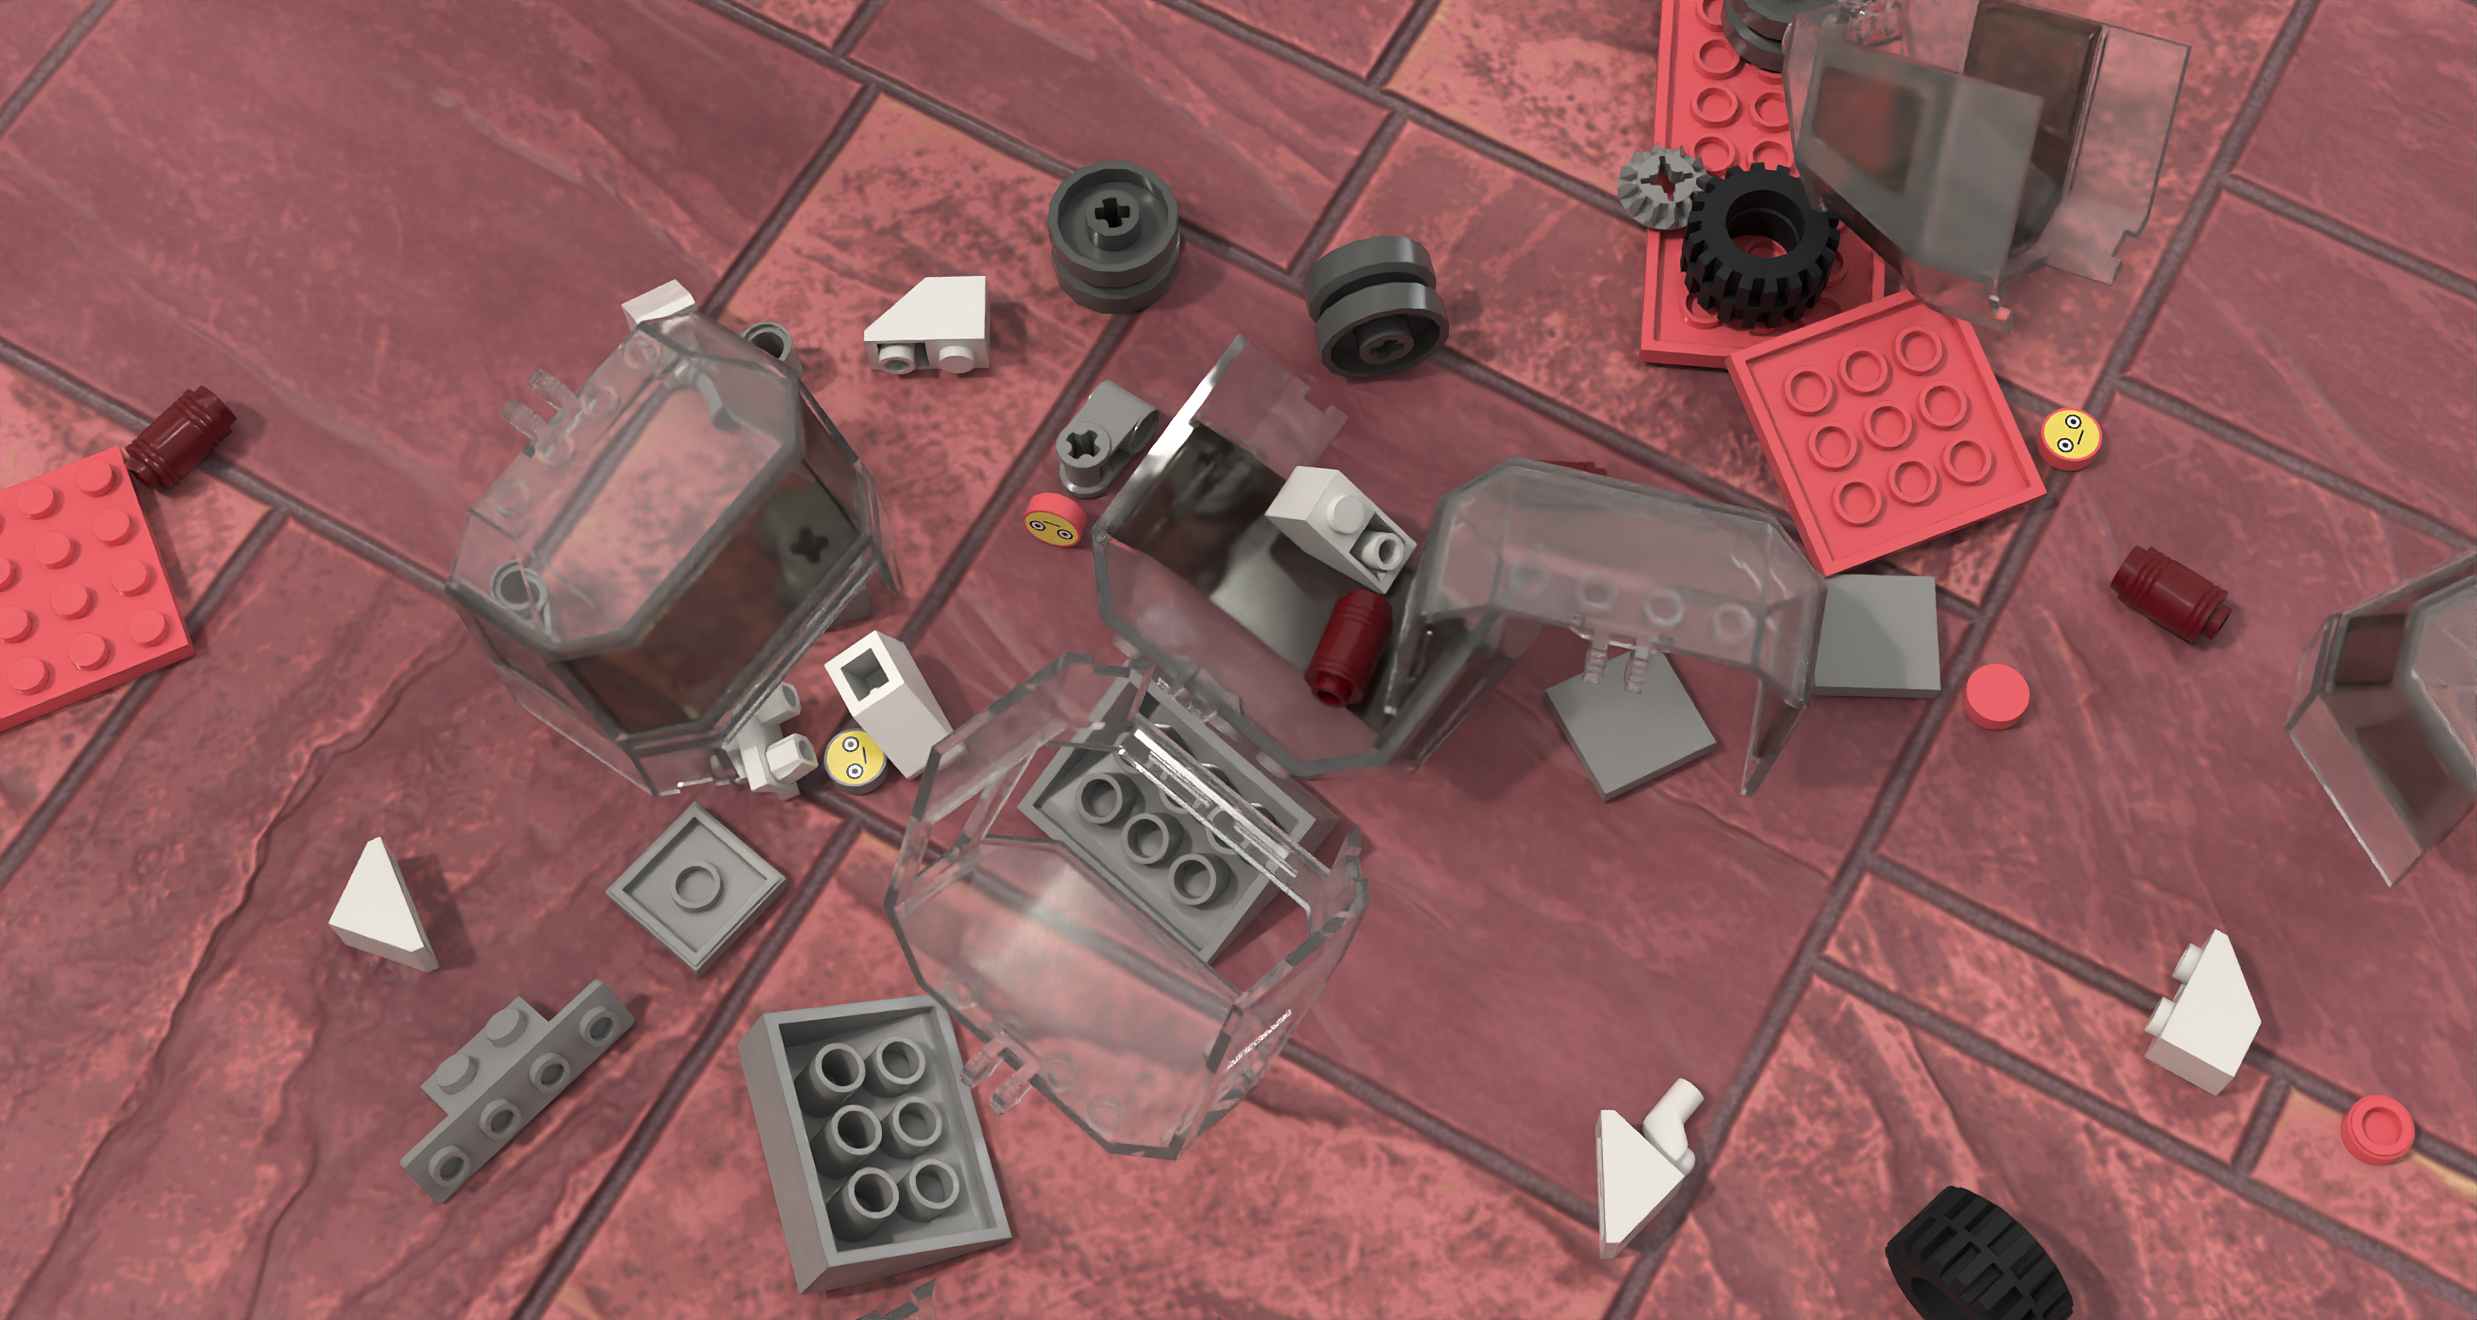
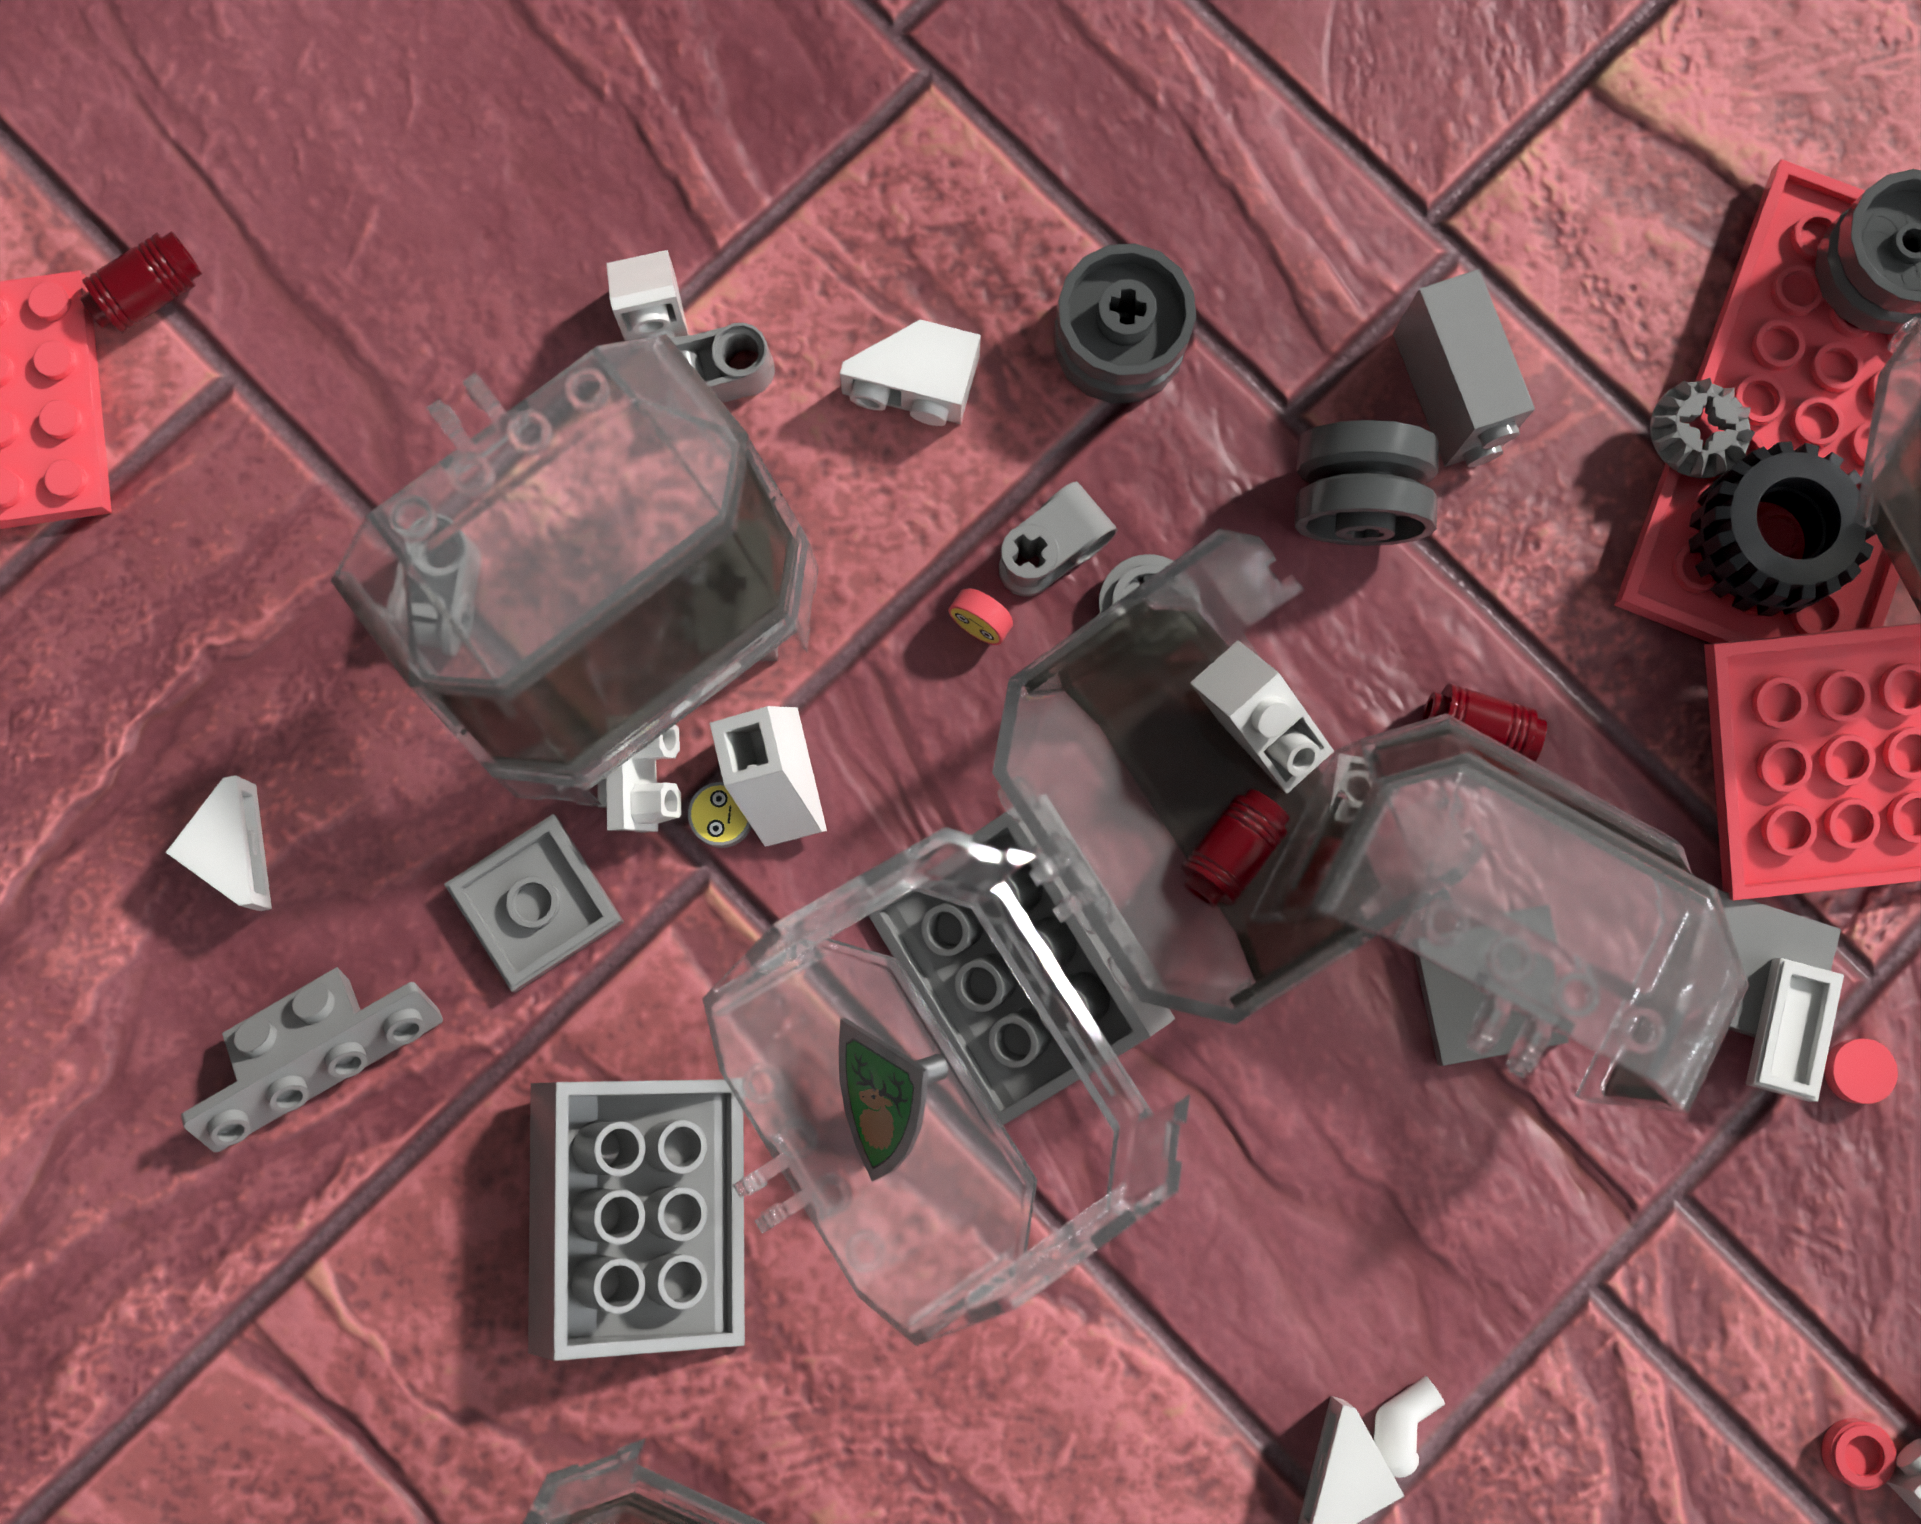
camera: 10 degrees right, 15 degrees up
(1080, 953) = (883, 1096): none -> shield
(1433, 191) = (1463, 369): none -> light grey brick
(1919, 671) = (1794, 1029): none -> white tile
(2109, 1036) = (1858, 1453): none -> coral tile

